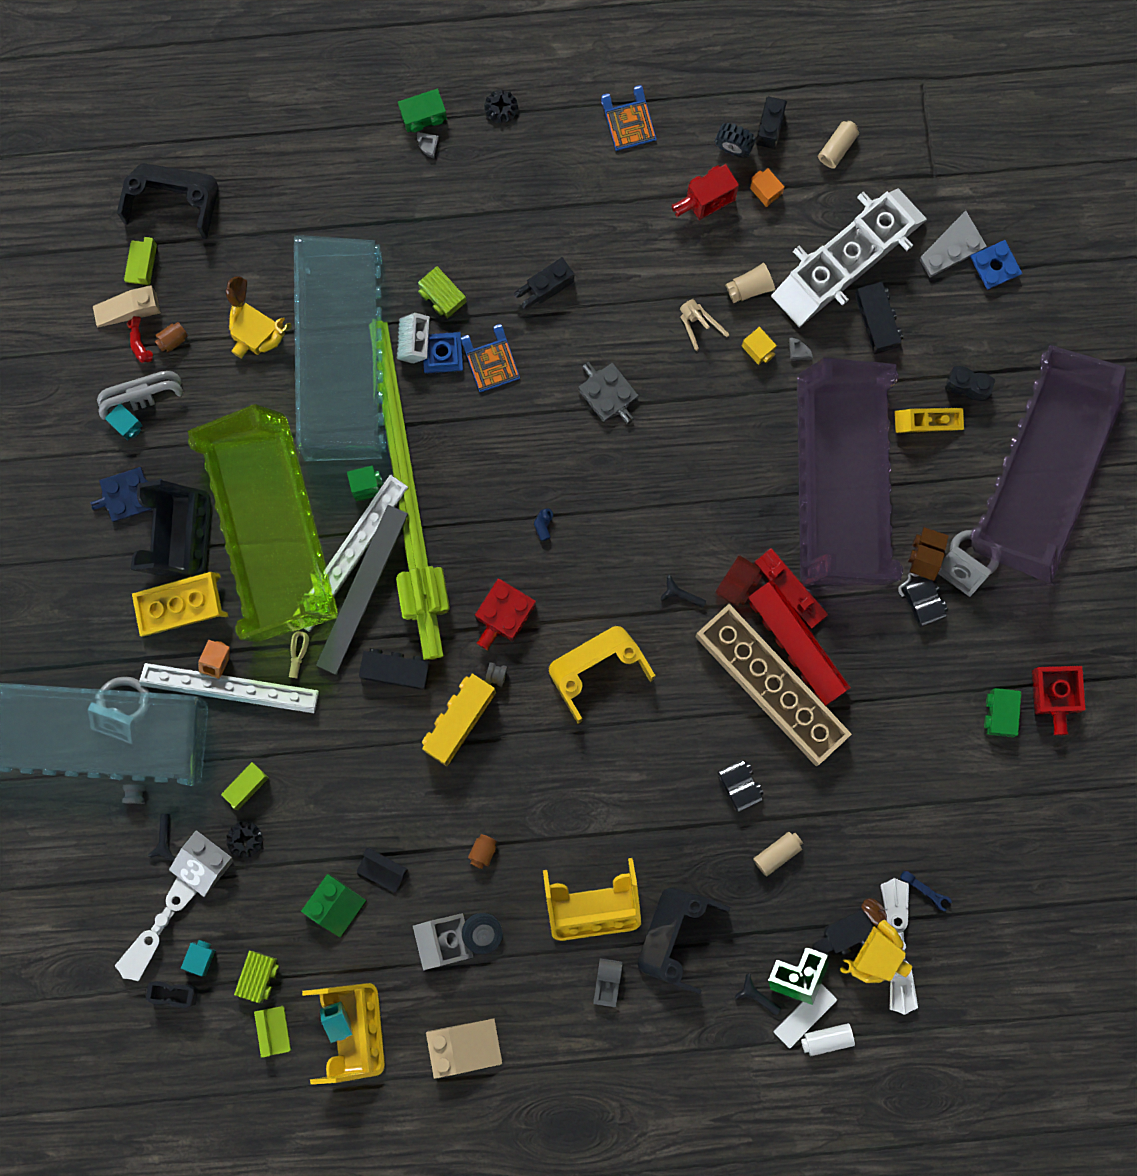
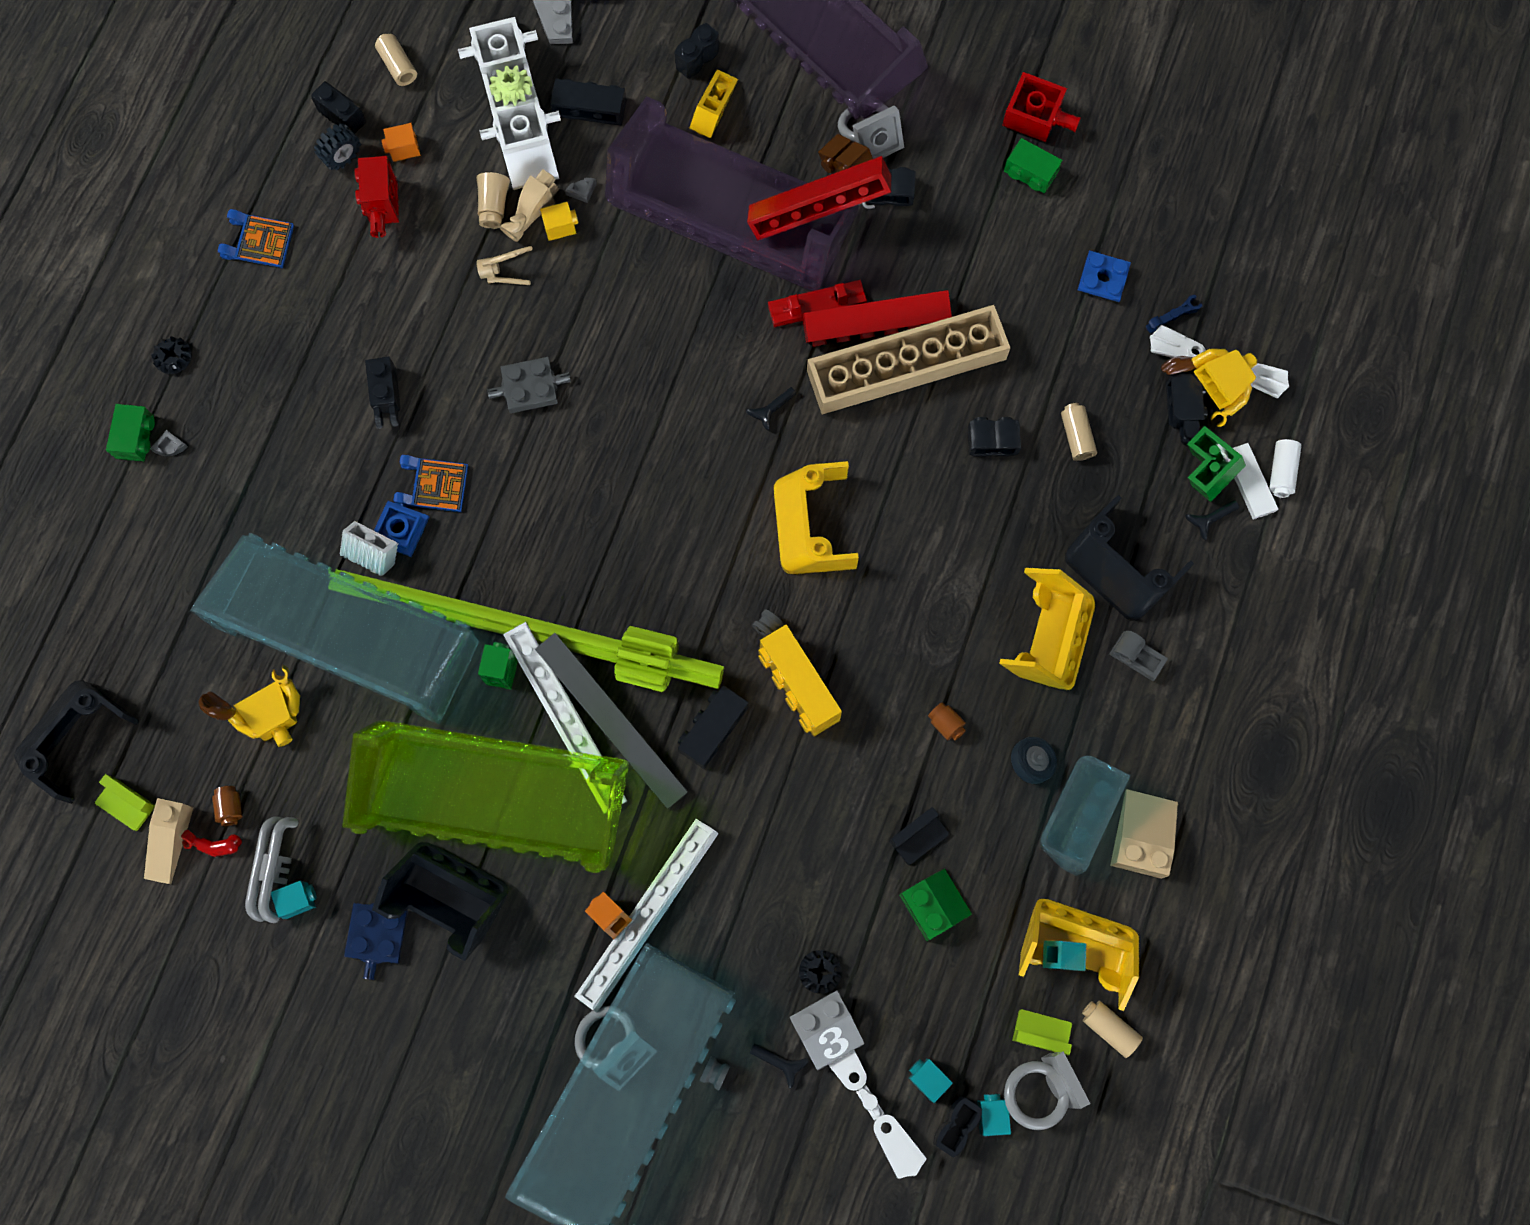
camera: 65 degrees left, 5 degrees down
(178, 604) = (528, 928): yellow plate -> none
(192, 1019) = (994, 1116): none -> teal brick
(238, 1057) = (1061, 1082): none -> light grey tile
(244, 786) = (762, 945): lime panel -> none
(256, 977) = (977, 1024): lime brick -> none
(295, 664) = (652, 829): tan piece -> none
(298, 1083) = (1111, 1028): none -> tan brick
(441, 292) = (335, 500): lime brick -> none
(441, 941) = (1023, 805): light grey slope -> none
(450, 987) = (1082, 813): none -> clear light blue windscreen
(503, 613) = (707, 587): red brick -> none
(541, 523) = (630, 509): dark blue arm -> none
(738, 581) = (786, 346): clear red brick -> none
(766, 317) = (535, 195): none -> tan hips
(854, 258) = (510, 85): none -> yellowish green gear
(872, 548) = (819, 198): none -> red brick
(940, 806) = (1112, 267): none -> blue piece

